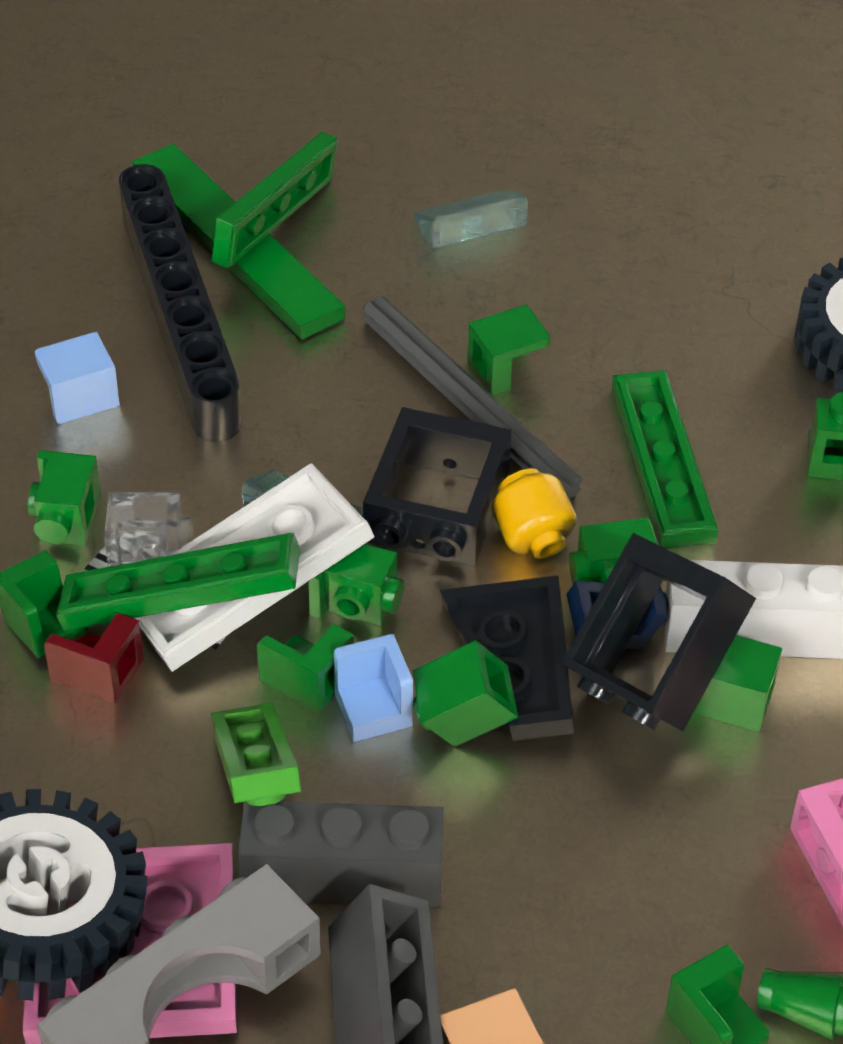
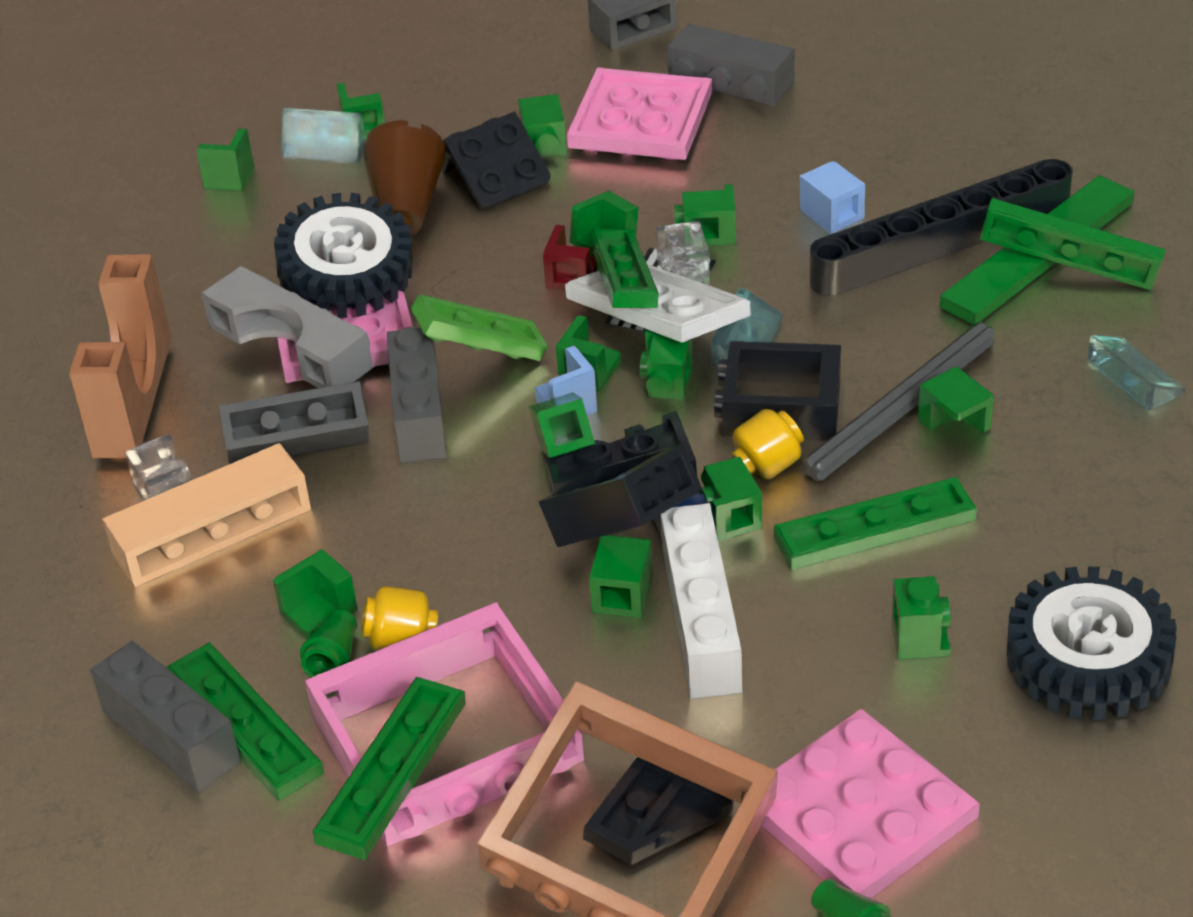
camera: 85 degrees right, 5 degrees down
(786, 915) = (396, 615): none -> yellow head

